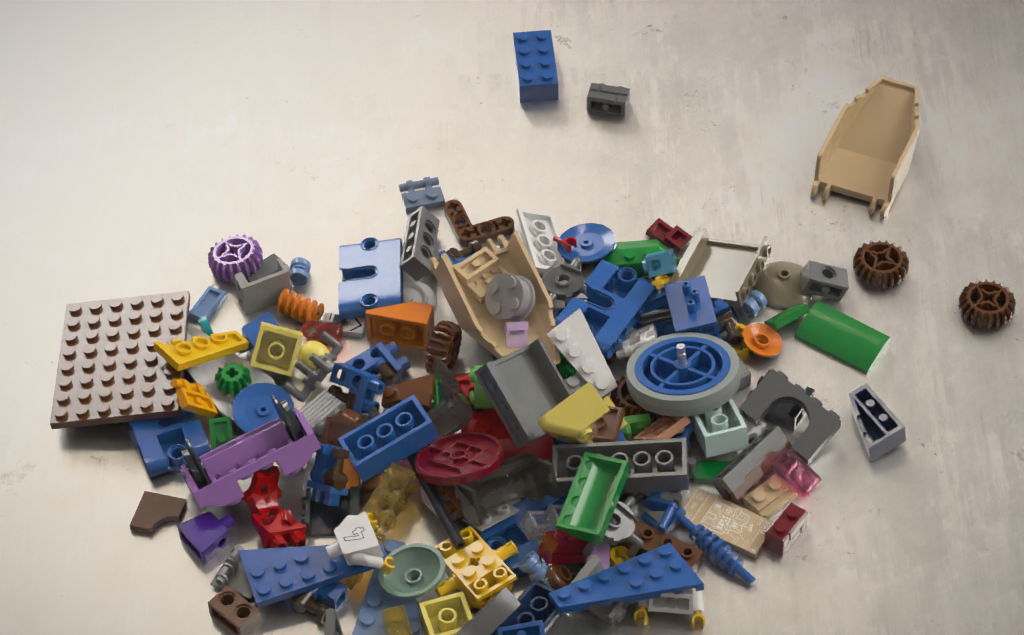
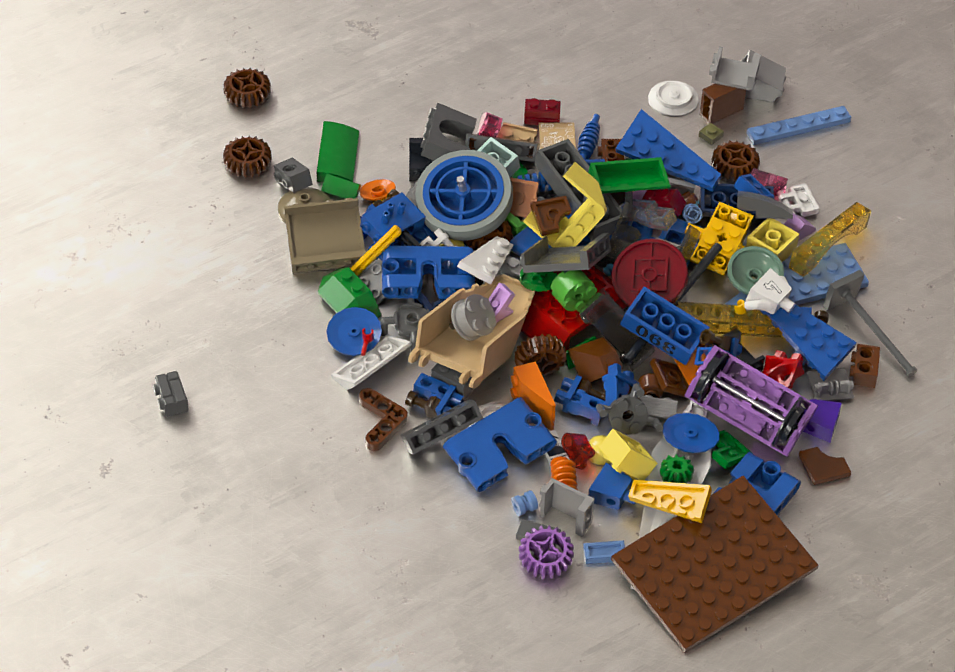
camera: 125 degrees left, 0 degrees up
(193, 398) = (720, 476): light orange plate -> none
(205, 326) = (631, 533): teal tile -> none
(429, 198) = (377, 467): sand blue plate -> none
(478, 271) = (460, 347): tan slope -> none
(535, 66) = (163, 461): blue brick -> none
(659, 263) = (362, 252): dark azure brick -> none
(668, 236) = (302, 292): dark red slope -> none
(871, 145) = (124, 197): tan windscreen -> none
(875, 422) = (414, 100): wedge -> none

